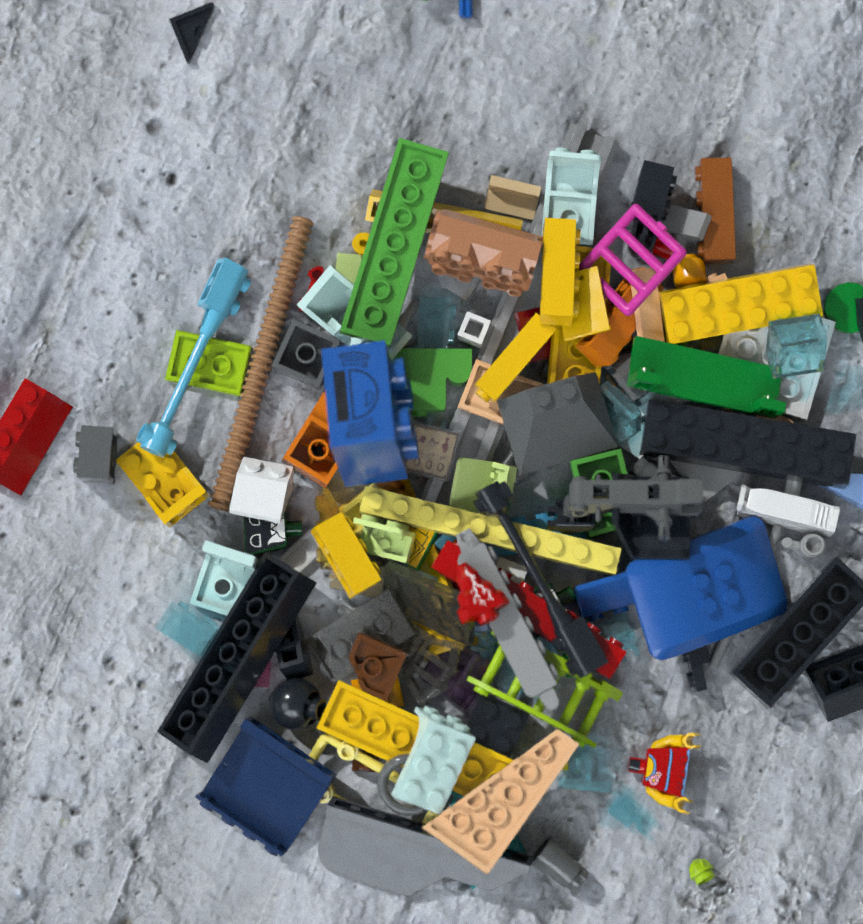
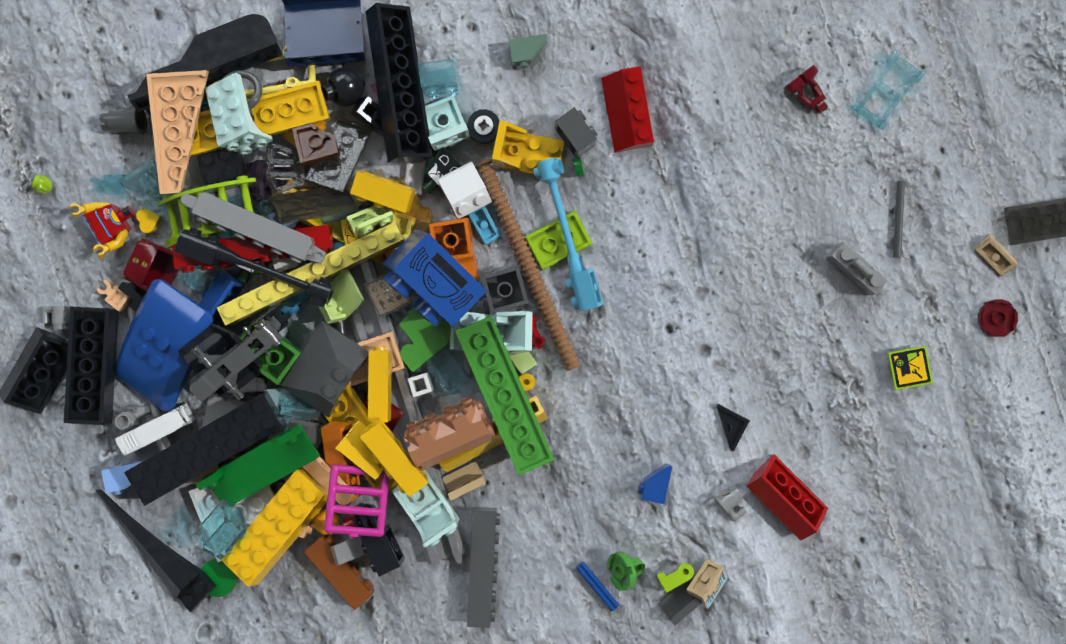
camera: 145 degrees right, 5 degrees up
(75, 587) = (526, 49): none -> sand green slope
(123, 420) = (578, 167): none -> green tile
(189, 552) = (483, 133): none -> black wheel
(272, 440) = (484, 225): none -> medium azure slope
(319, 32) = (655, 485): none -> blue slope
(477, 597) = (277, 223): red rock -> none
(566, 95) = (482, 567): none -> dark grey brick
(620, 740) = (148, 220): none -> yellow tile
(653, 686) = (149, 263): none -> dark red piece
(718, 686) = (115, 296): none -> light nougat plate
(793, 714) = (60, 316): none -> light grey piece

